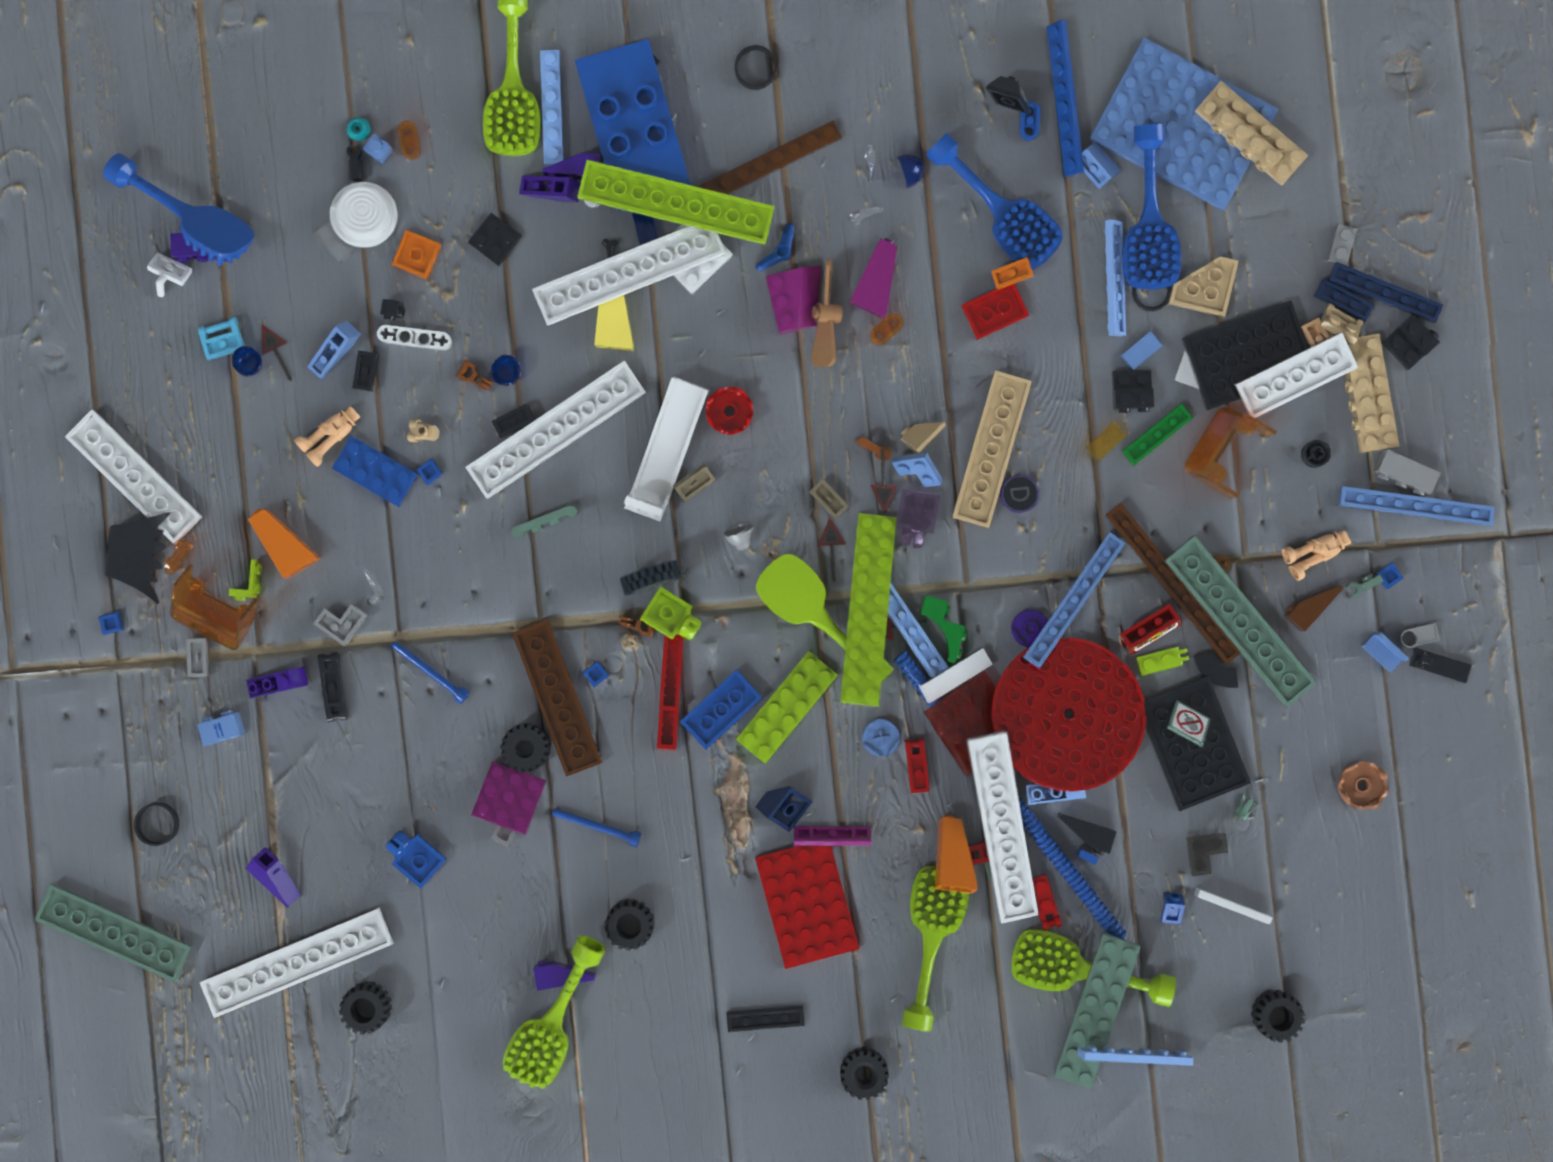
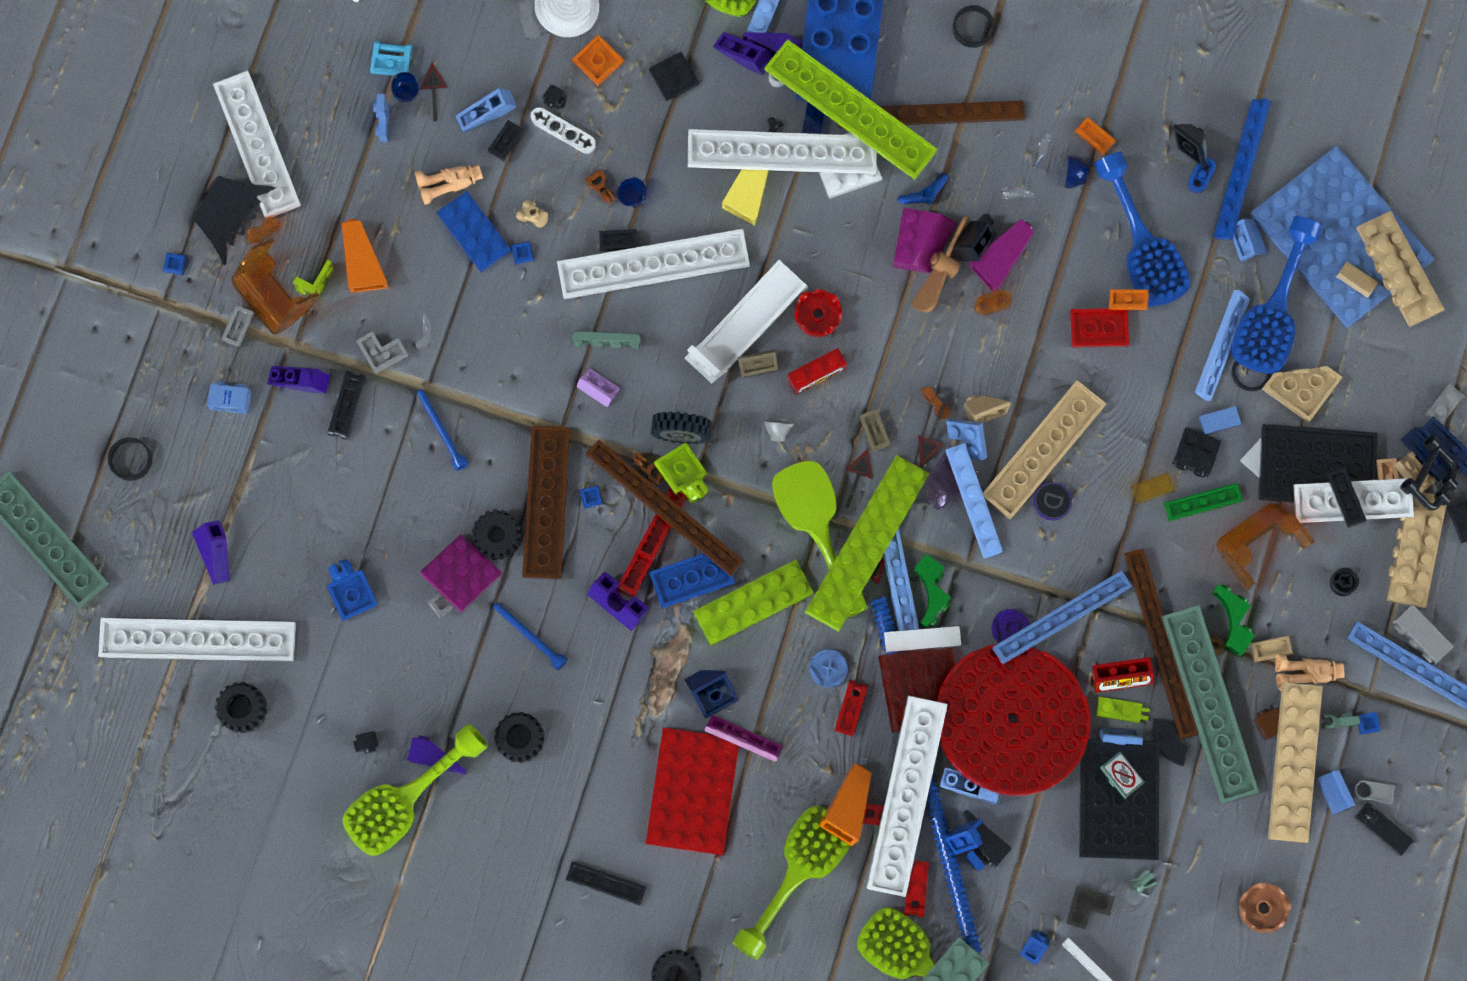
camera: 20 degrees right, 10 degrees down
(235, 393) = (382, 112): none -> medium blue plate
(493, 989) = (366, 742): none -> black plate
(556, 568) = (598, 387): none -> lavender slope
(667, 657) = (664, 508): none -> reddish brown plate
(674, 767) = (605, 593): none -> dark purple arch
(752, 466) = (816, 371): none -> red brick
(845, 276) = (975, 239): none -> black hinge
(914, 125) = (1095, 136): none -> orange tile
(948, 526) = (974, 500): none -> light blue plate
(1071, 841) = (965, 837): none -> blue panel
(1172, 687) = (1120, 736): none -> medium blue plate
(1215, 161) = (1357, 279): none -> tan slope
(1240, 548) = (1236, 607): none -> green arch
(1274, 544) = (1270, 648): none -> tan tile
(1290, 377) = (1346, 497): none -> black hinge
(1338, 641) = (1295, 762): none -> tan plate
(1346, 342) = (1449, 483): none -> black bar

